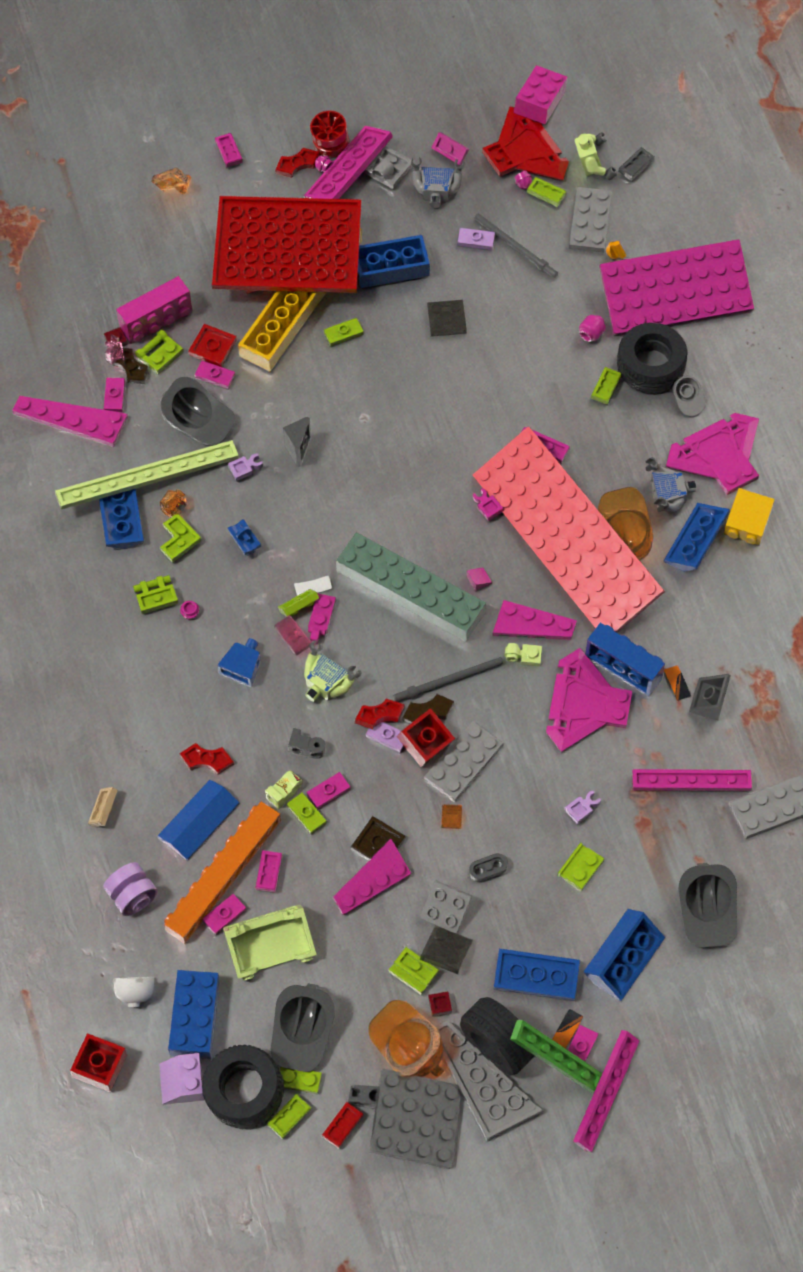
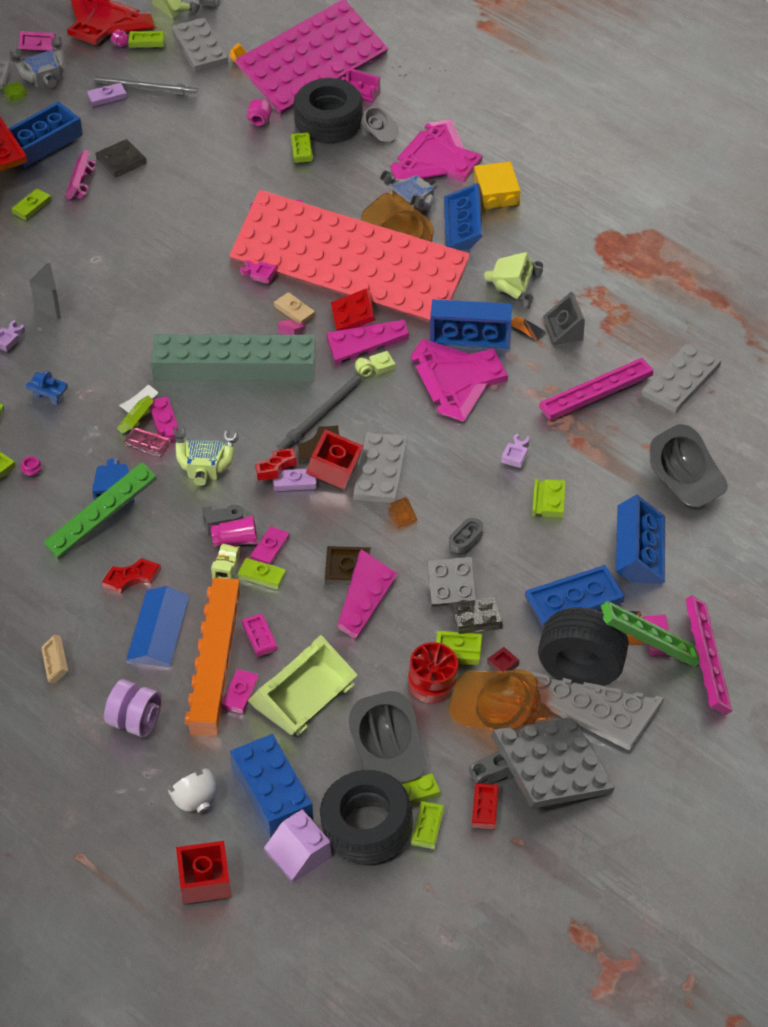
camera: 30 degrees left, 15 degrees down
(214, 686) = (100, 510): none -> bright green plate
(307, 764) = (235, 532): none -> dark pink plant
(374, 985) = (432, 672): none -> red wheel
(398, 322) = (82, 168): none -> dark pink plate
(400, 195) = (14, 91): none -> clear neon green tile
(493, 559) = (294, 308): none -> tan plate
(538, 589) = (353, 310): none -> red plate
(697, 623) = (513, 274): none -> yellowish green torso
(700, 341) = (366, 84): none -> dark pink hinge

